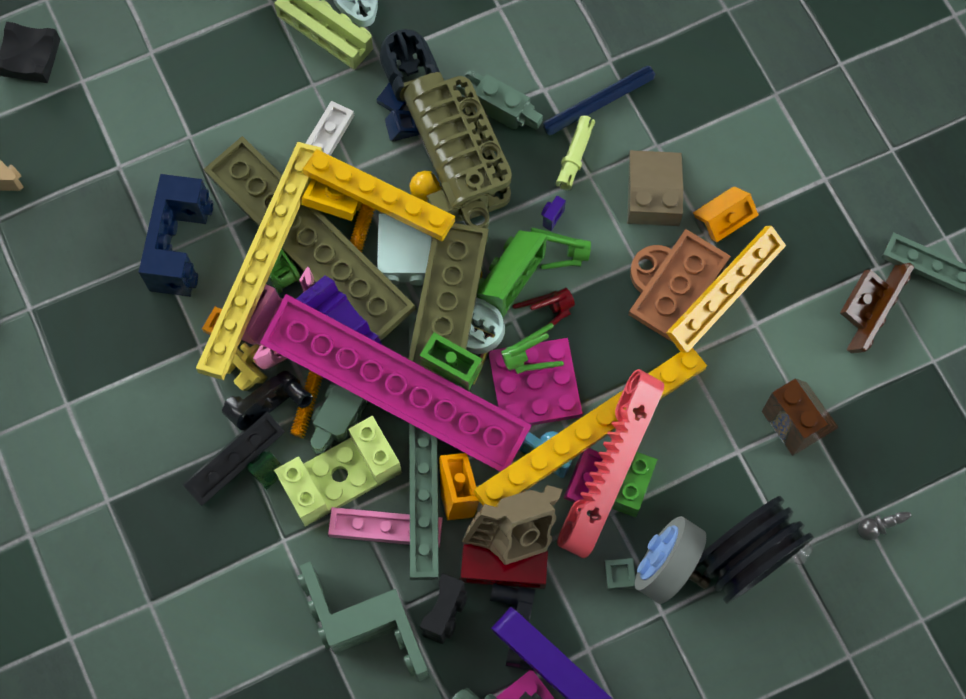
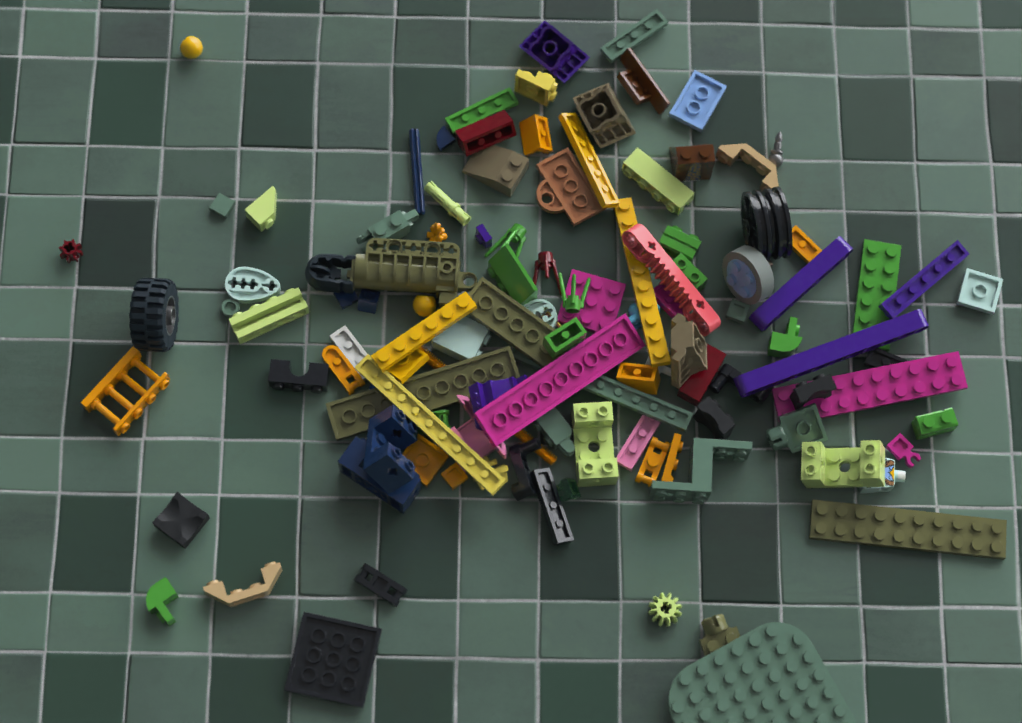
camera: 70 degrees left, 0 degrees up
(44, 304) = (380, 584): none -> black plate
(145, 665) = (671, 604): none -> yellowish green gear
(216, 275) = (426, 458): none -> light orange plate
(224, 219) = (386, 438): none -> dark blue plate
(270, 110) = (315, 379): none -> black arch
(298, 130) = (342, 368): none -> light orange plate
(354, 558) = (652, 461): none -> light orange plate
(363, 581) = (672, 462): none -> light orange plate
(526, 159) = (437, 233): none -> light orange plant
(604, 660) = (786, 344): none -> bright green brick
(659, 110) = (444, 139): none -> dark blue tile
(673, 455) = (677, 242): none -> bright green brick
(692, 150) = (485, 133): none -> dark red brick
(706, 642) = (801, 283): none -> dark purple beam
(721, 134) = (498, 102): none -> bright green plate
(747, 387) = (657, 181): none -> yellowish green brick
(763, 618) = (803, 245): none -> light orange plate
(790, 178) = (538, 88): none -> light yellow plate
(800, 280) = (604, 115): none -> dark tan slope
(841, 465) = (730, 153): none -> tan slope
(853, 181) = (554, 51): none -> dark purple slope
(893, 388) = (697, 101): none -> light blue plate

